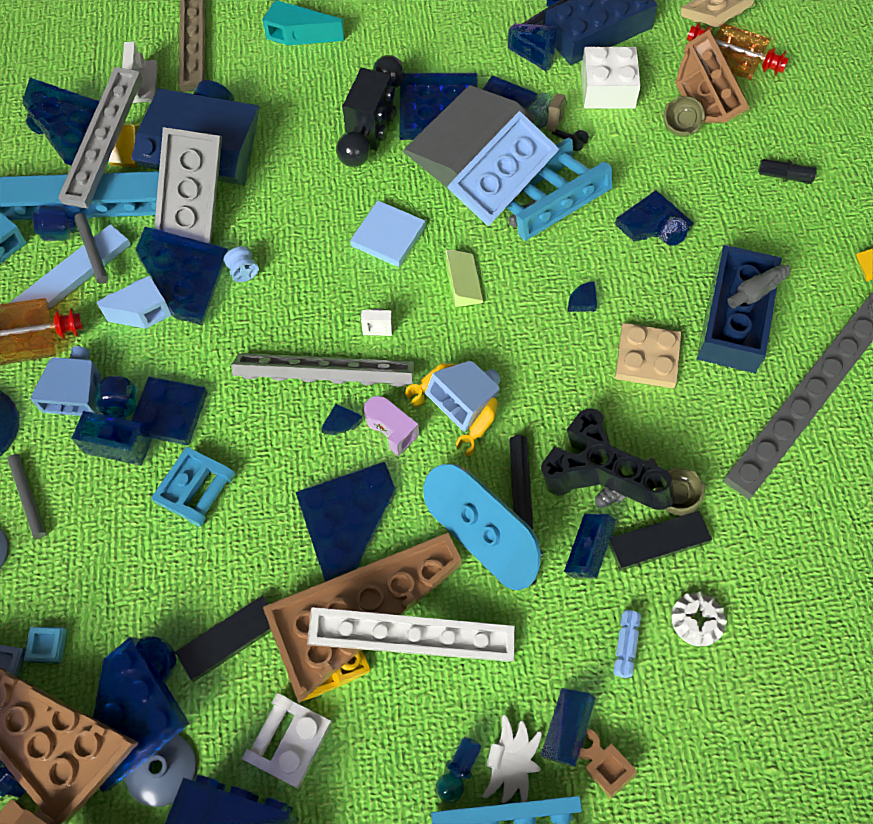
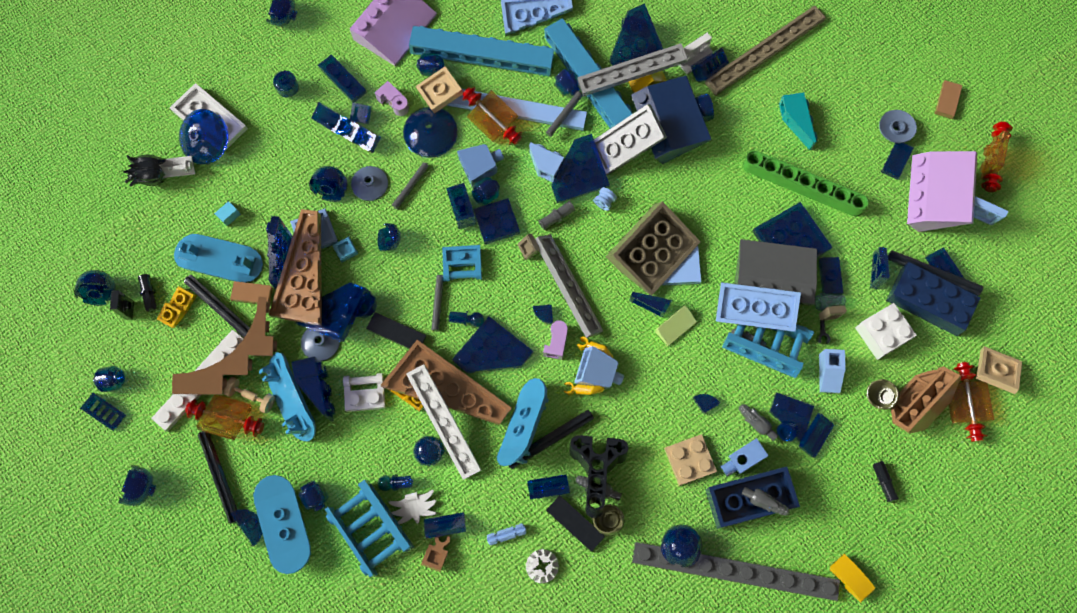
camera: 60 degrees right, 10 degrees up
(78, 566) = (388, 237): none -> hair
(163, 70) = (700, 70): none -> clear blue slope
(219, 332) = (556, 215): none -> dark grey pin
(226, 554) = (437, 303): none -> dark grey bar
(235, 387) = (528, 246): none -> dark tan tile
(287, 512) = (475, 319): none -> axle
(345, 246) = (653, 248): none -> dark tan slope
(369, 110) = (755, 202): black brick -> none
(377, 322) = (615, 295): white plate -> none
(407, 44) = (814, 183): none -> bright green beam
(417, 286) = (651, 303): none -> clear blue slope
(438, 690) = (428, 450): none -> clear blue hair
(624, 147) = (831, 370): none -> light blue slope
(641, 256) = (757, 421): none -> dark grey piece
(684, 285) = (752, 452): none -> medium blue torso
(694, 206) = (816, 435): none -> clear blue tile
(761, 419) = (681, 545): none -> clear blue cylinder

